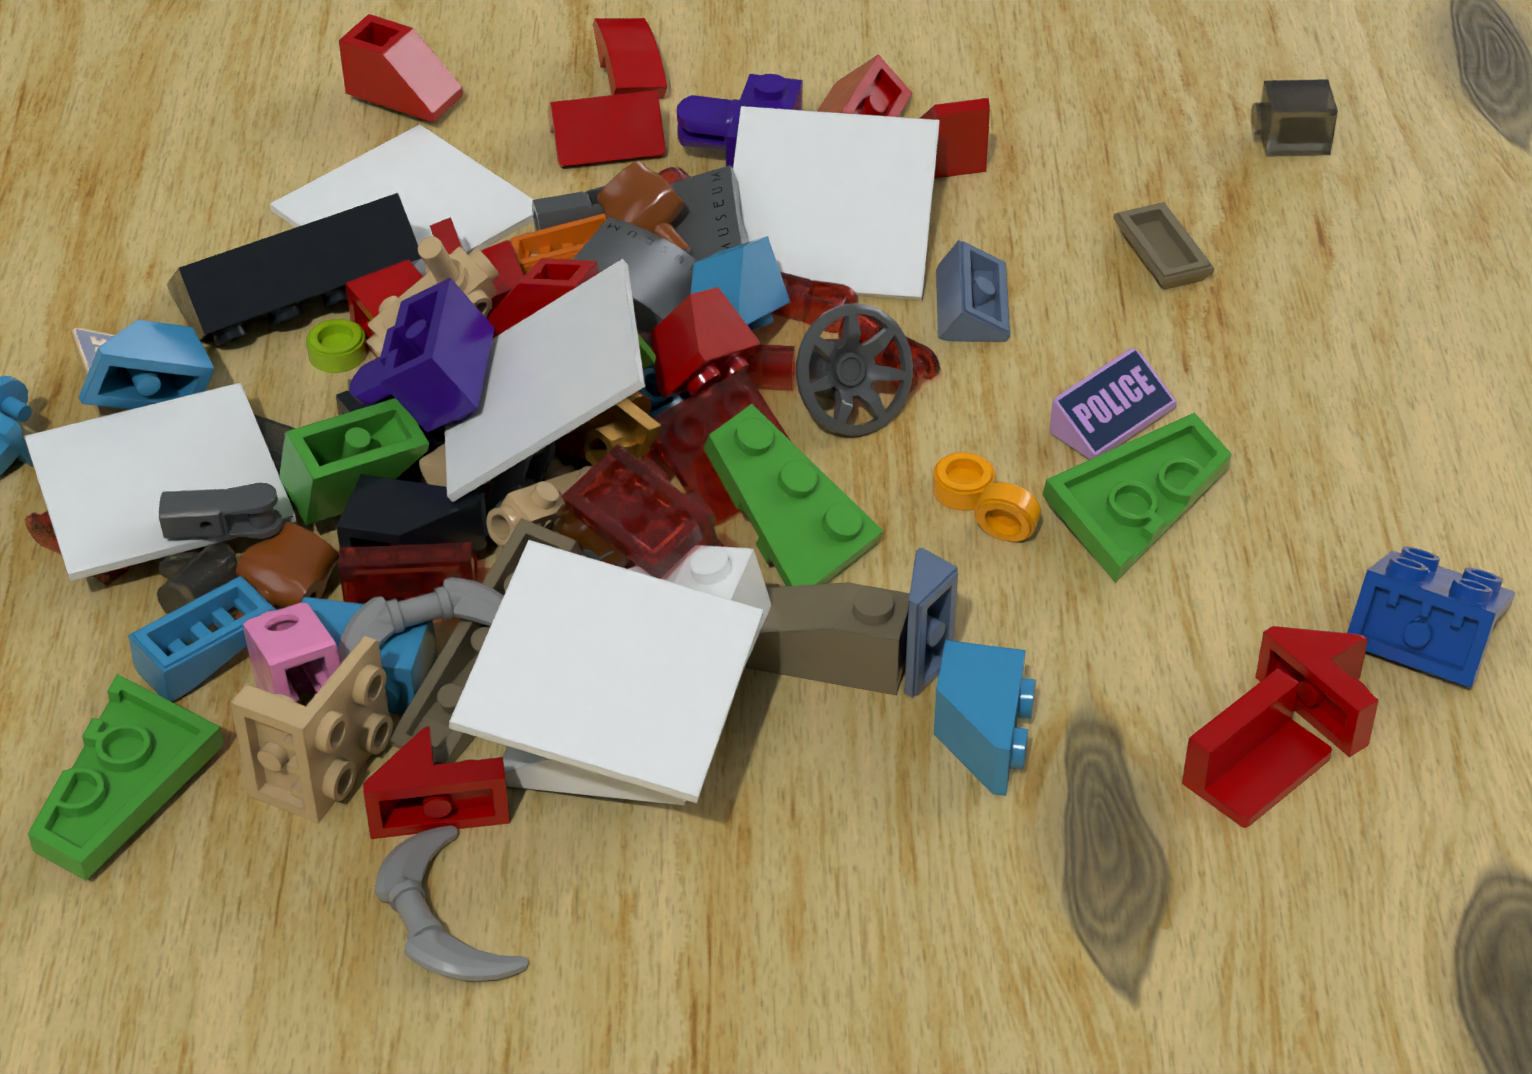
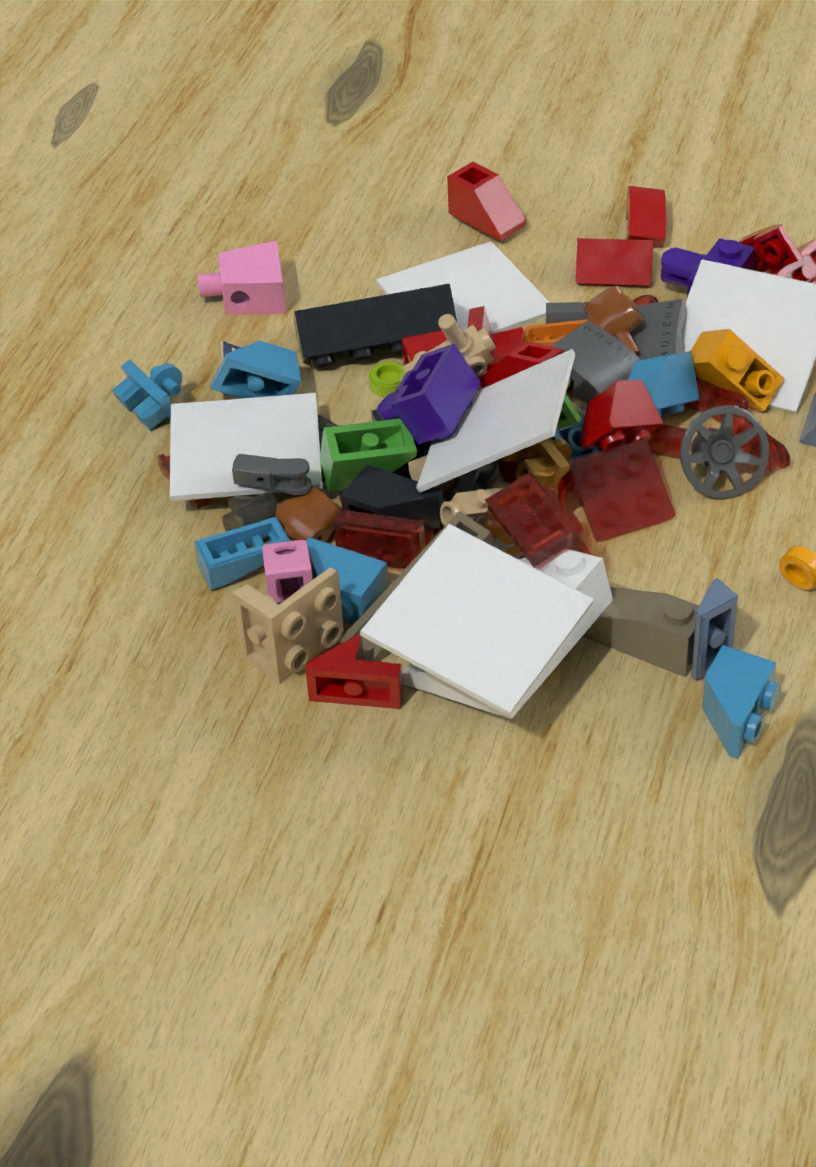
camera: 20 degrees right, 0 degrees up
(81, 234) = (247, 280): none -> bright pink torso
(123, 776) = (168, 628): bright green wing -> none
(427, 943) = (321, 773): light grey piece -> none
(454, 599) = (351, 559): light grey piece -> none
(795, 509) = (652, 537): bright green wing -> none
(827, 76) = (772, 248): none -> red slope
(827, 247) = (733, 365): none -> light orange slope
(961, 479) = (778, 538): light orange tile -> none

